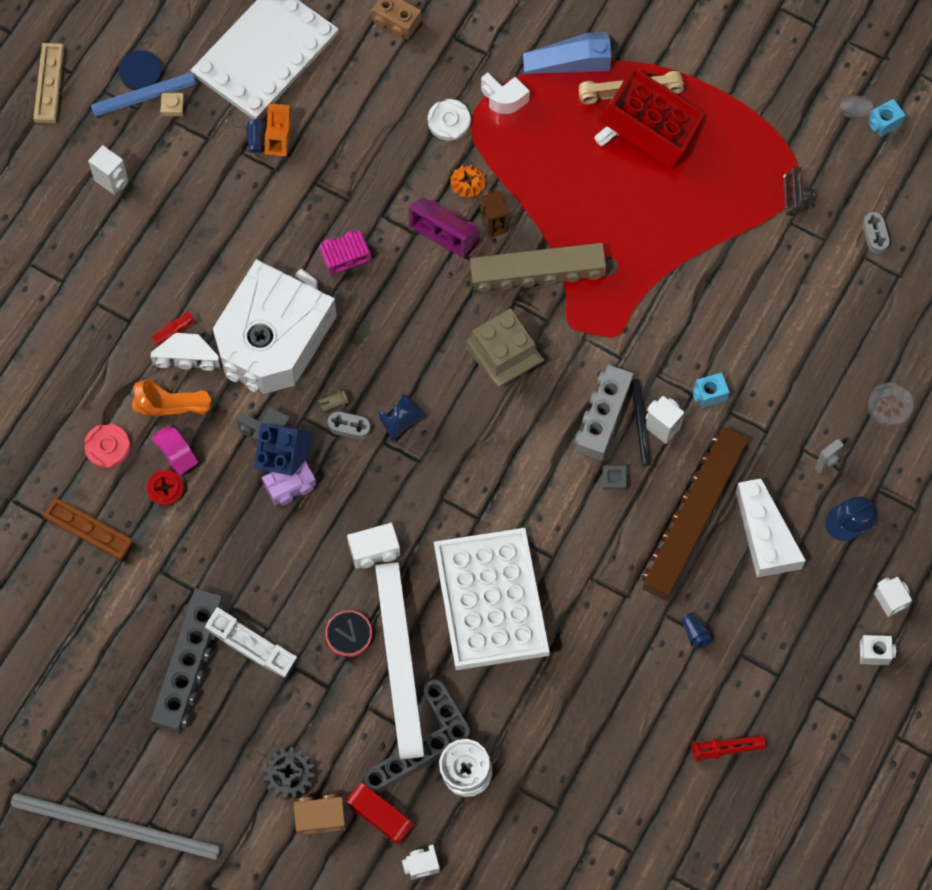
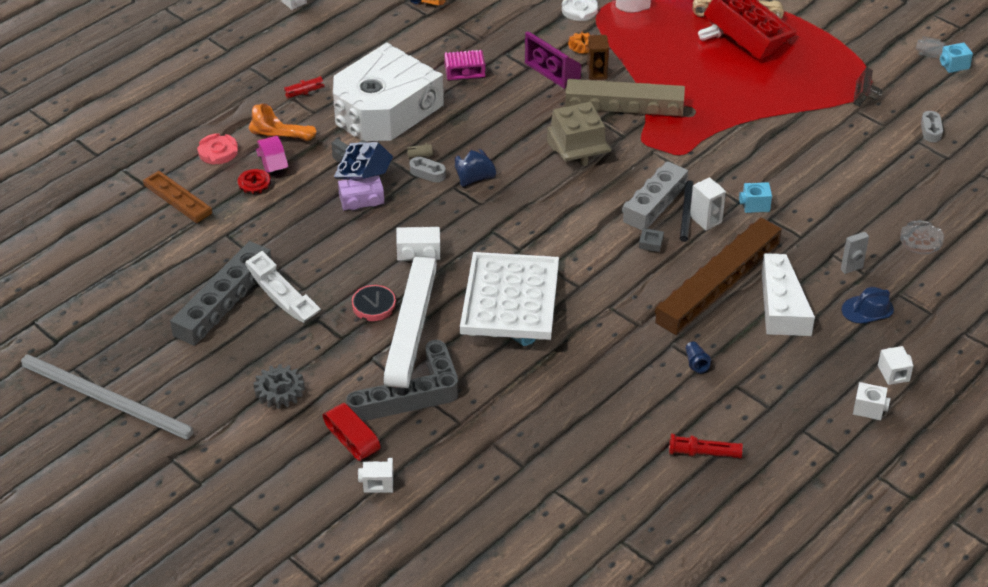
camera: 15 degrees right, 25 degrees down
(185, 352) = (307, 101): white slope -> none
(319, 815) = (294, 419): medium nougat brick -> none
(465, 754) = (444, 408): white wheel -> none

